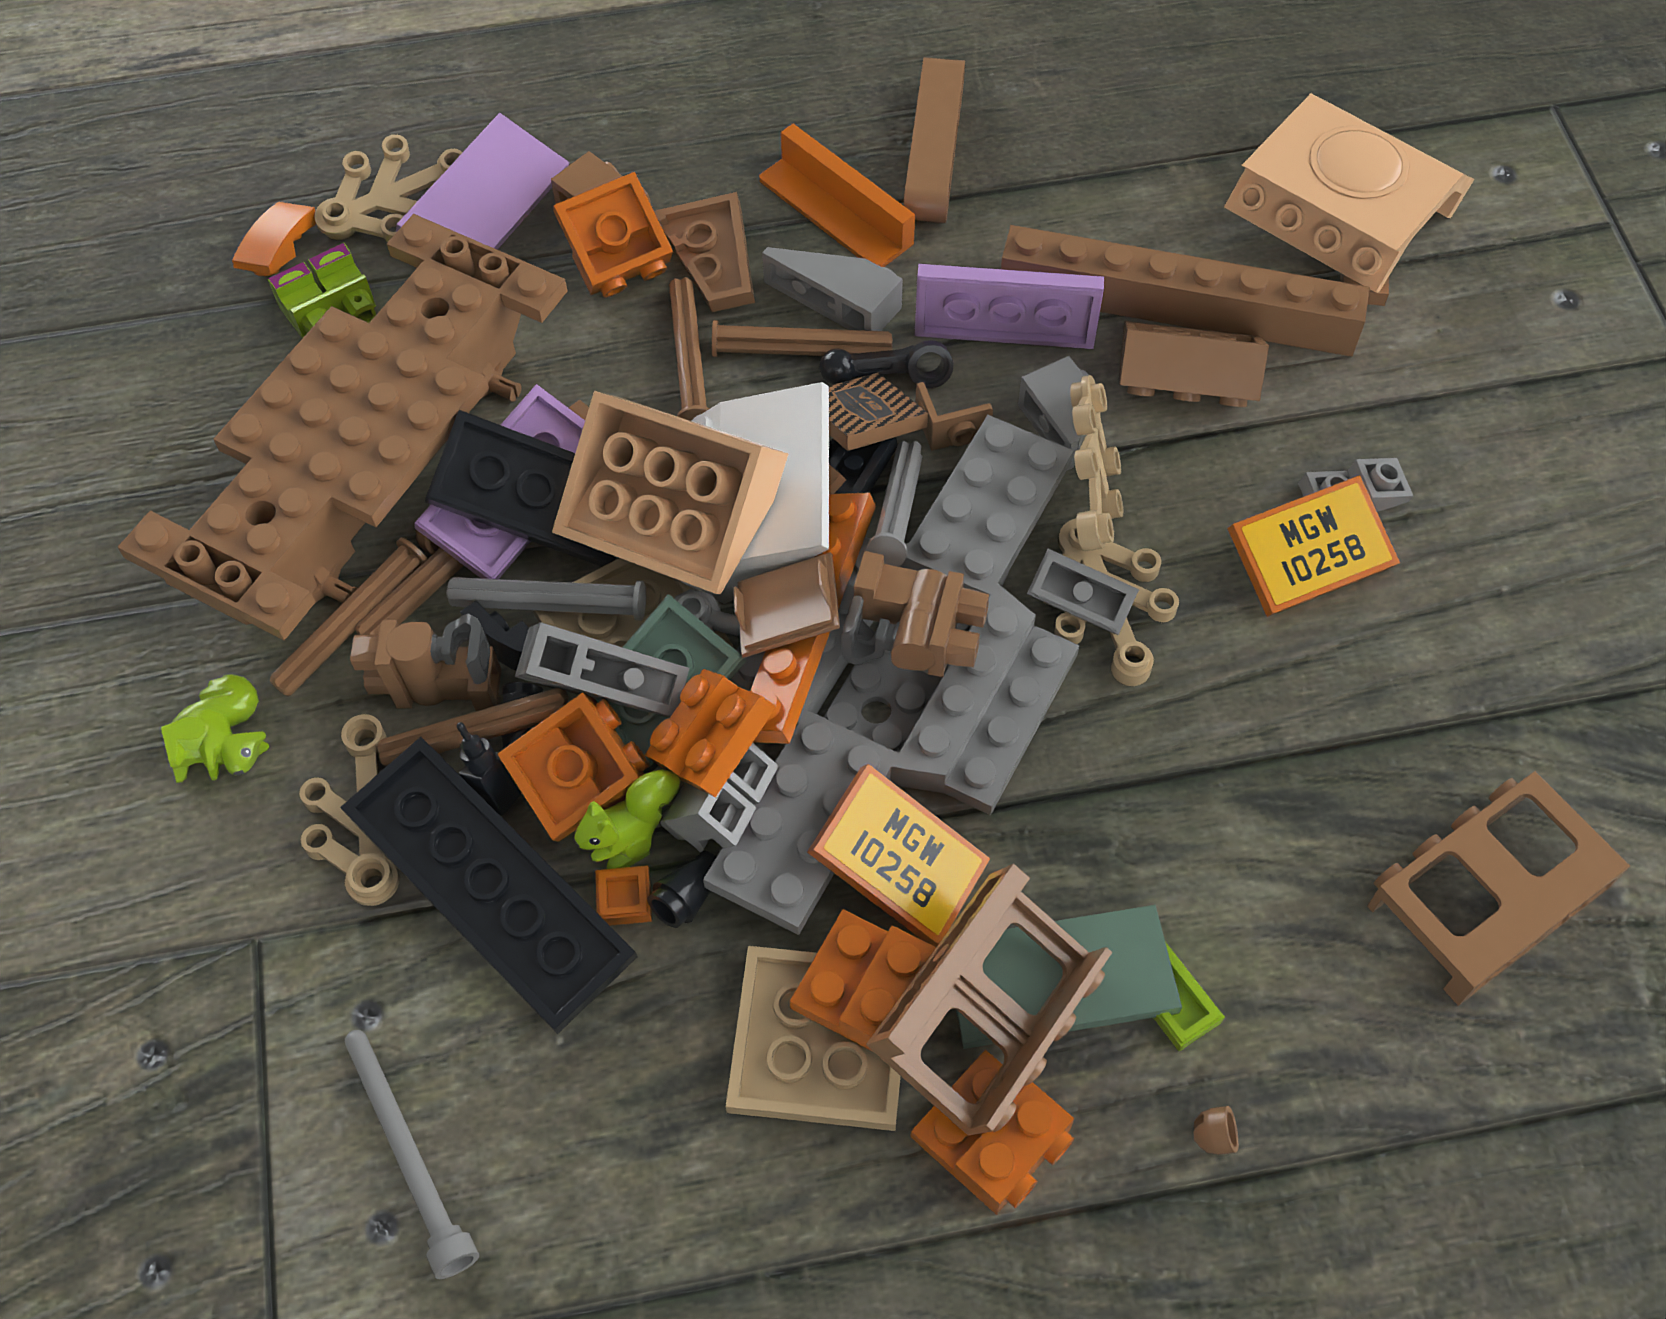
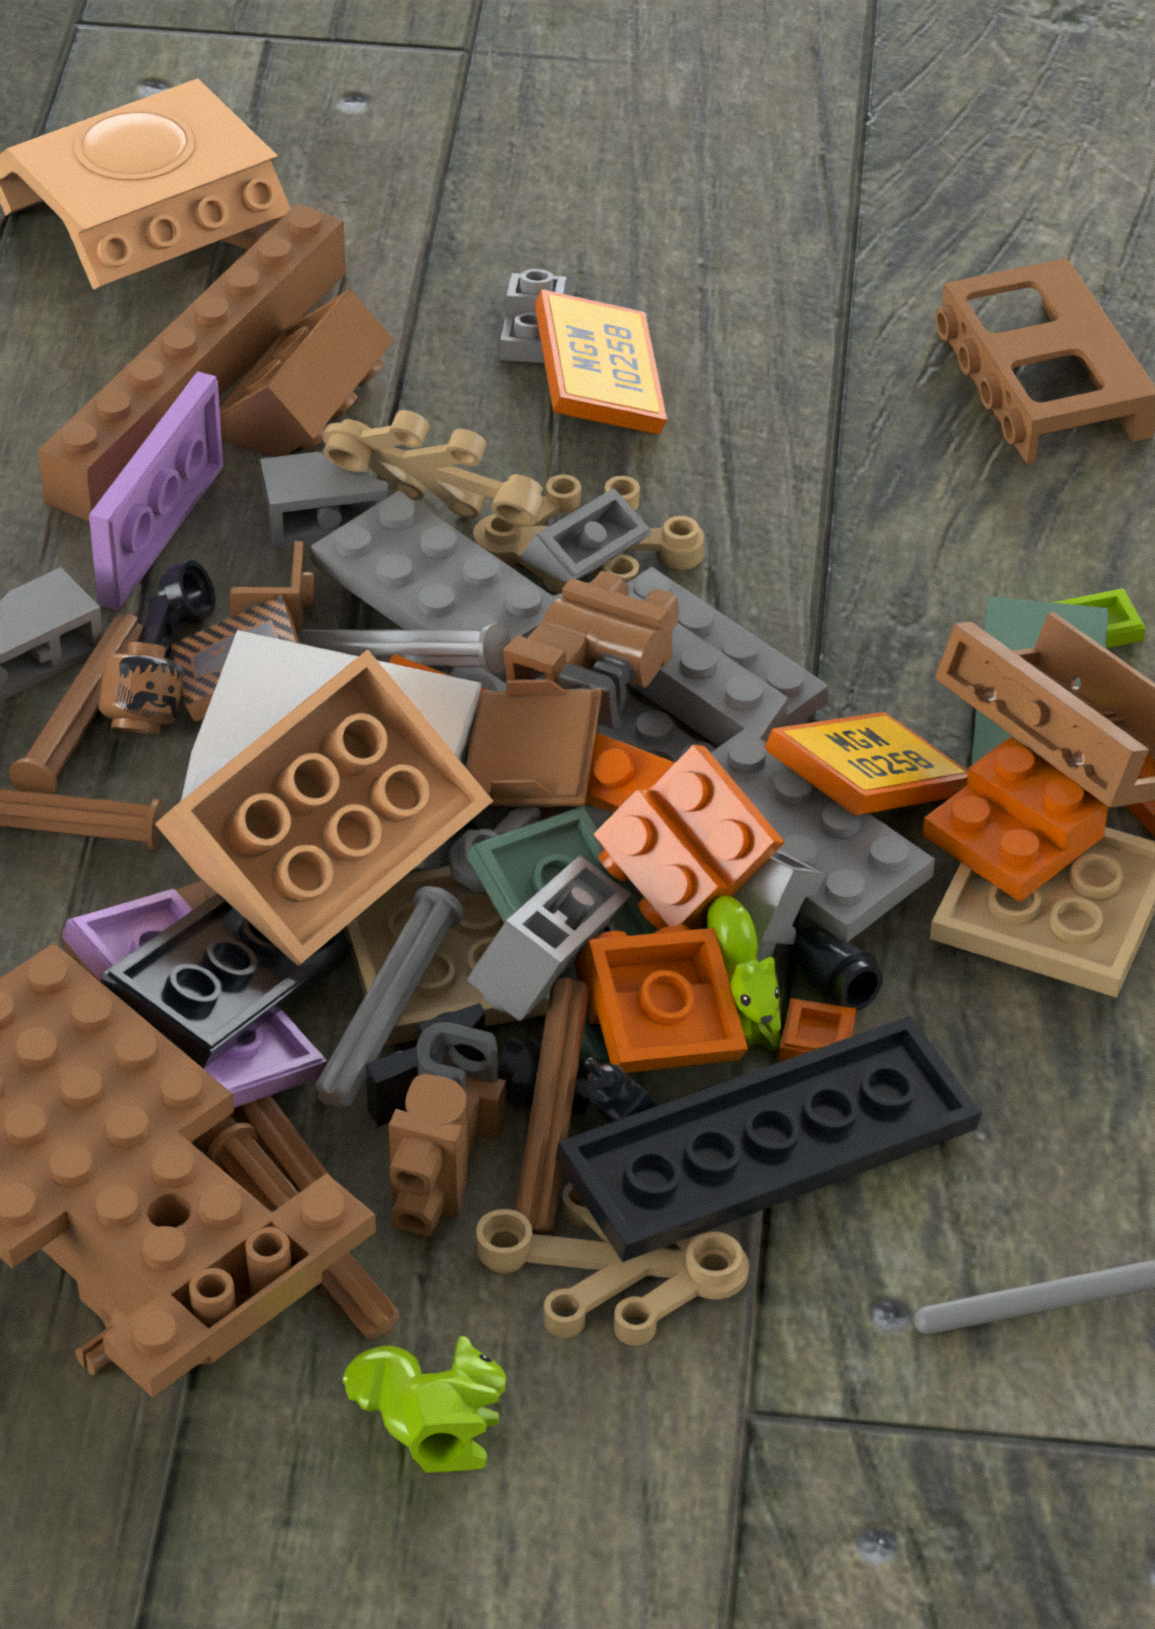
camera: 75 degrees left, 15 degrees down
(808, 361) = (141, 689): none -> medium nougat head

